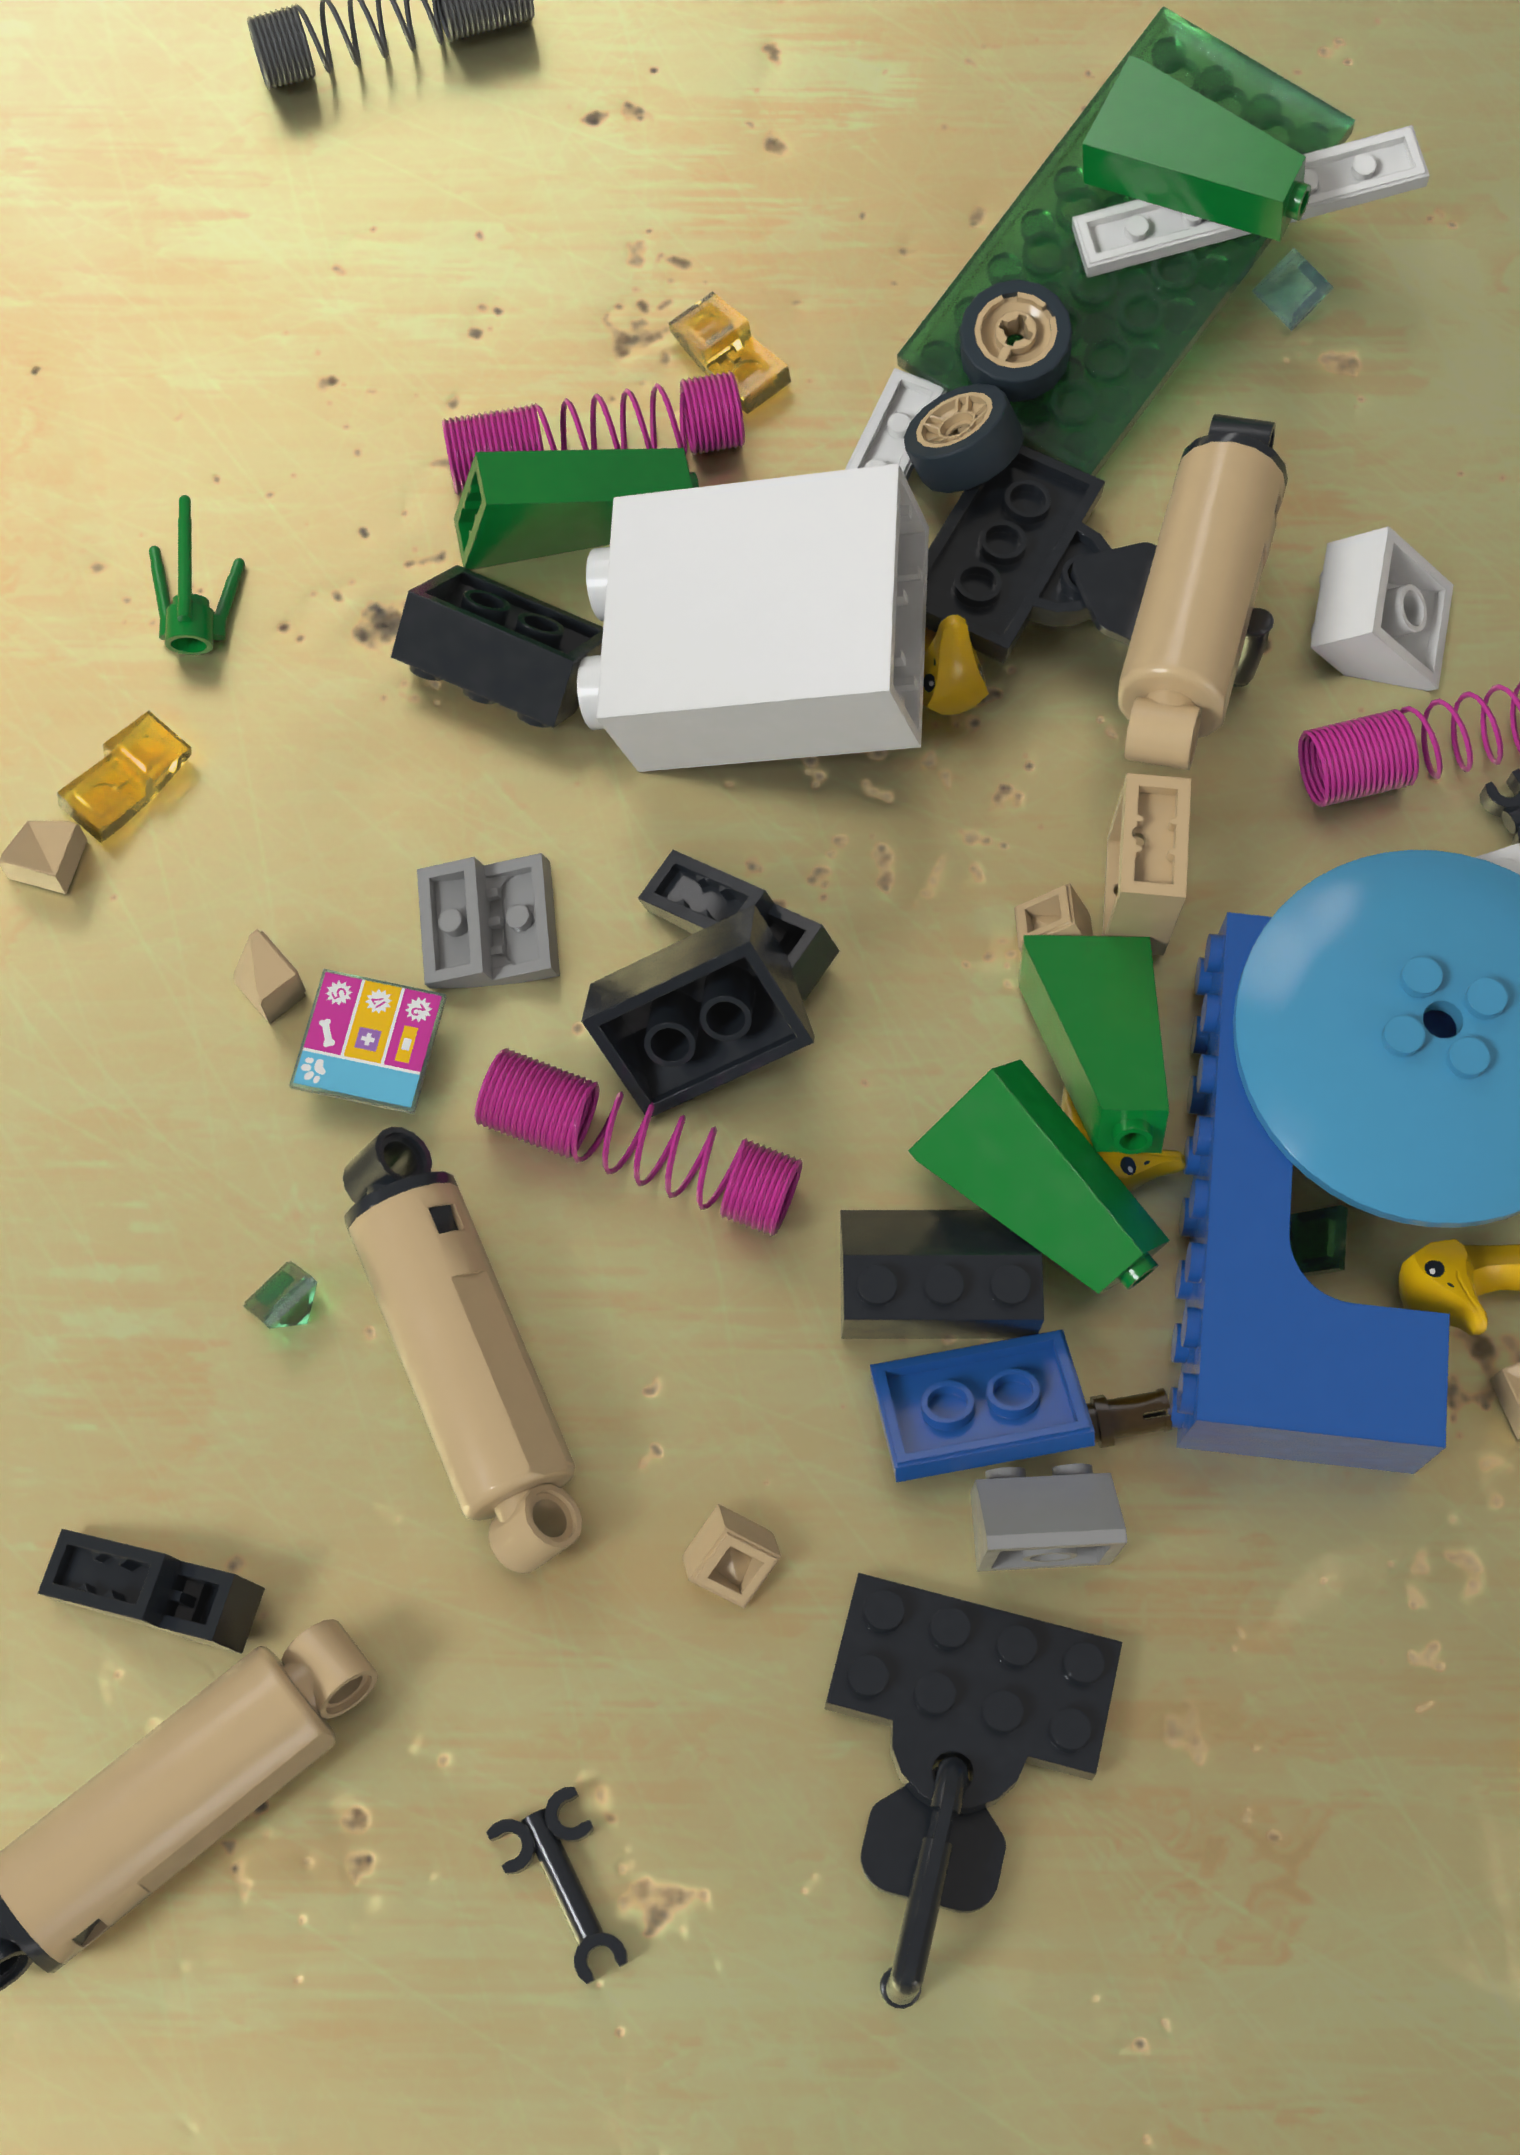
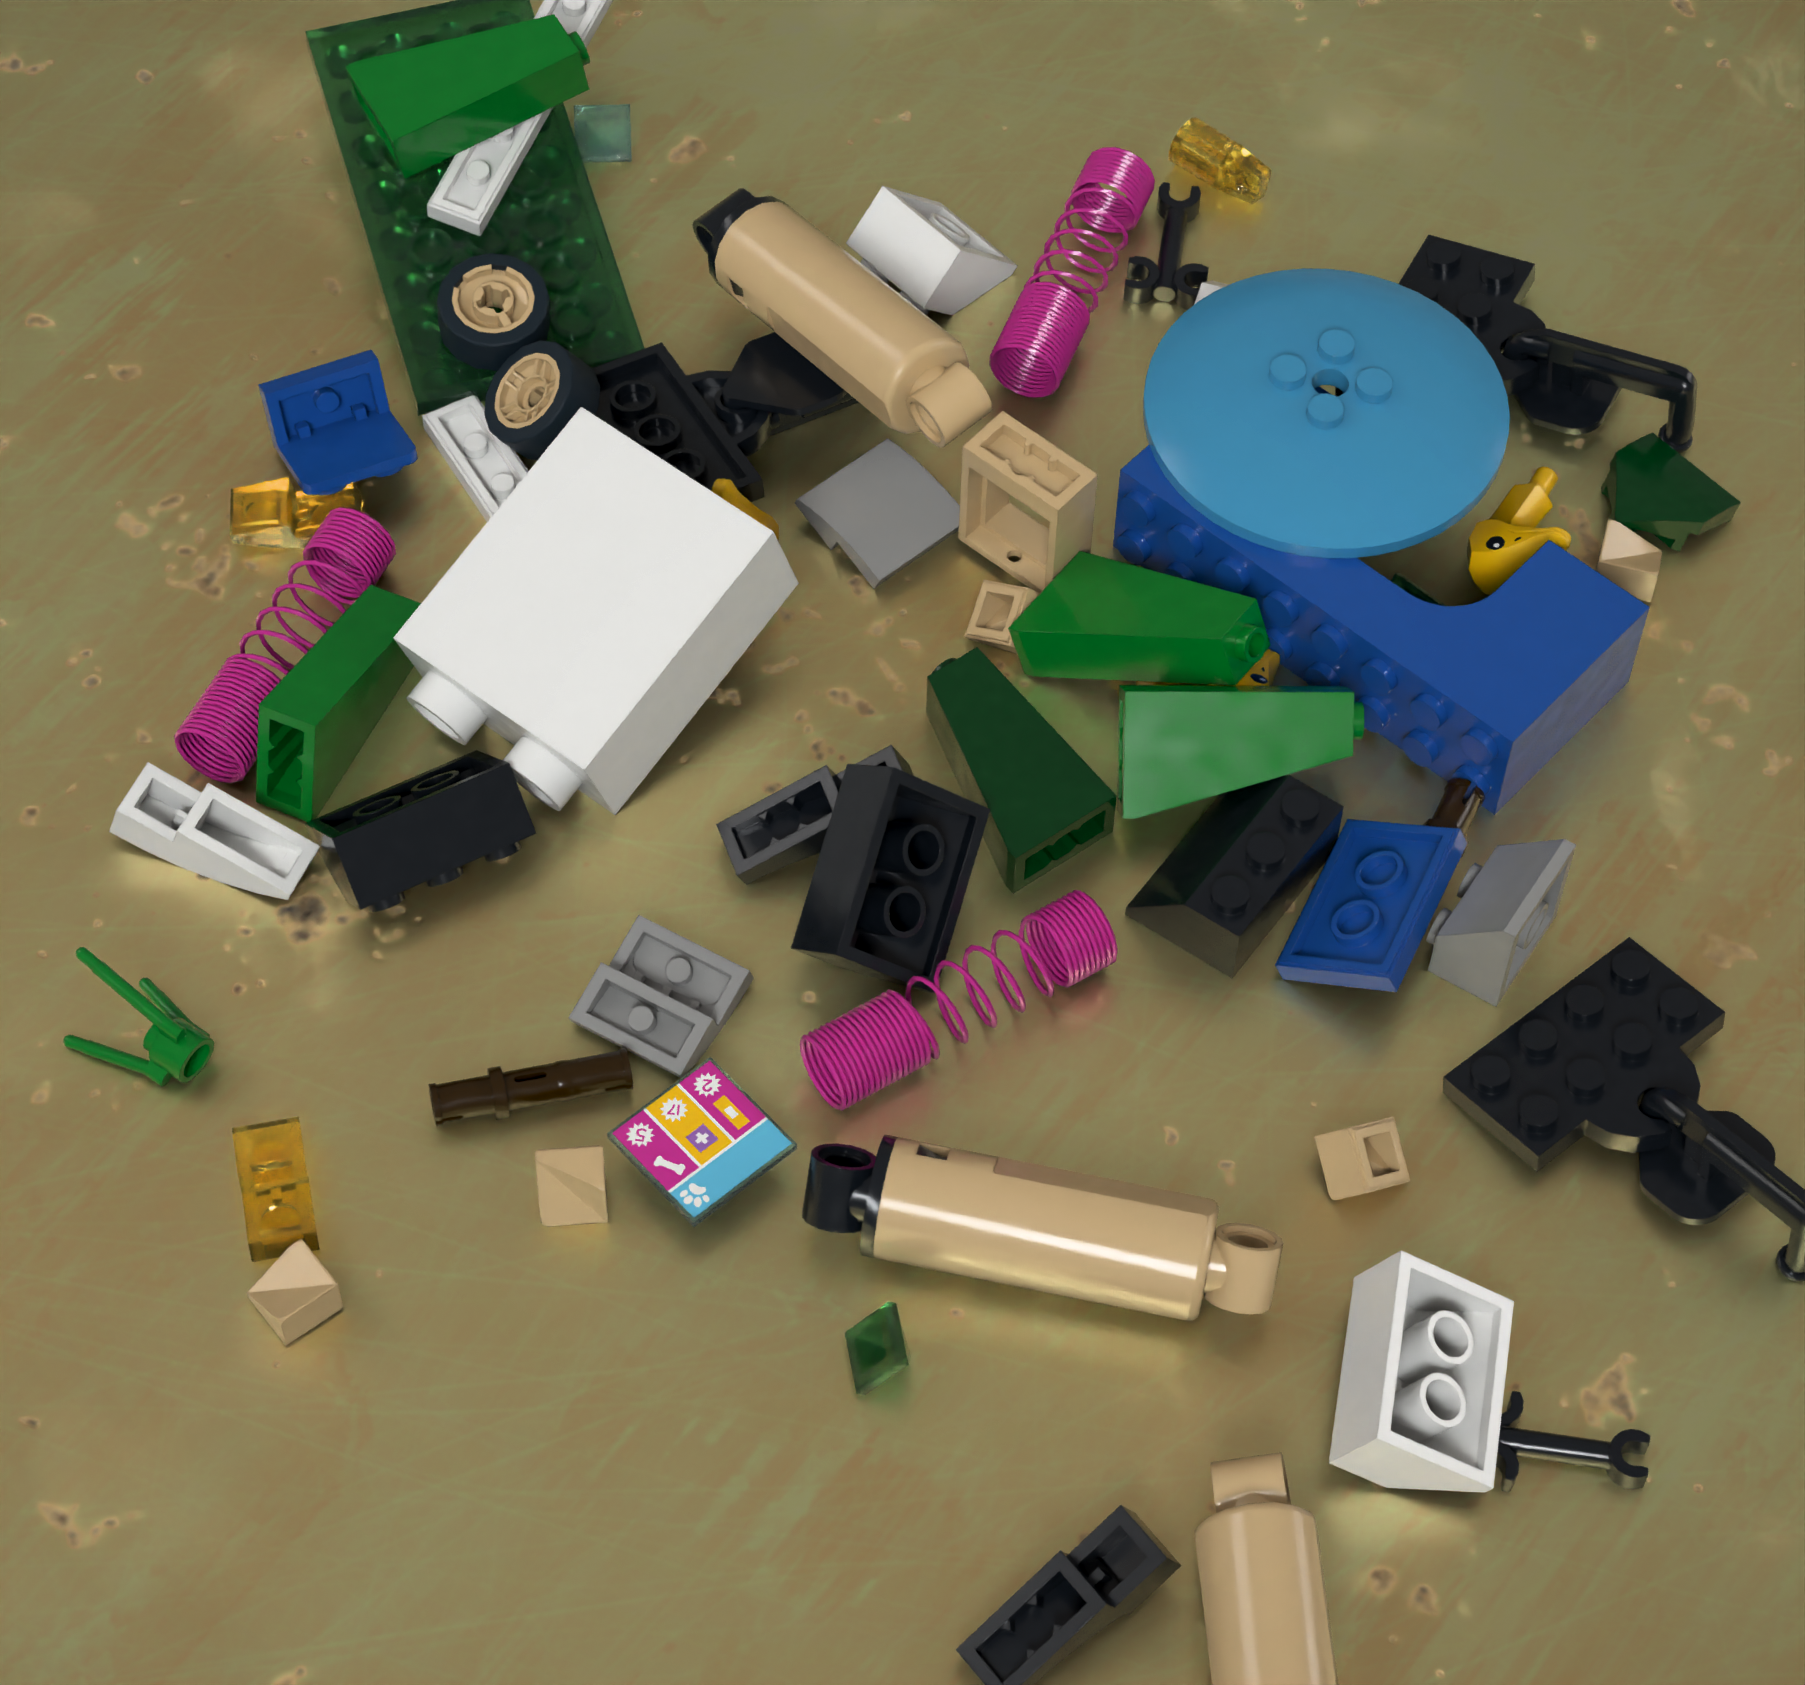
camera: 55 degrees left, 15 degrees down
(315, 870) = (530, 1087): none -> dark brown pin
(388, 509) = (212, 834): none -> white slope
(537, 1742) = (1422, 1378): none -> white slope
(823, 317) = (335, 424): none -> blue bracket
(891, 1042) = (1019, 767): none -> dark green slope
(1073, 759) = (881, 511): none -> light grey slope

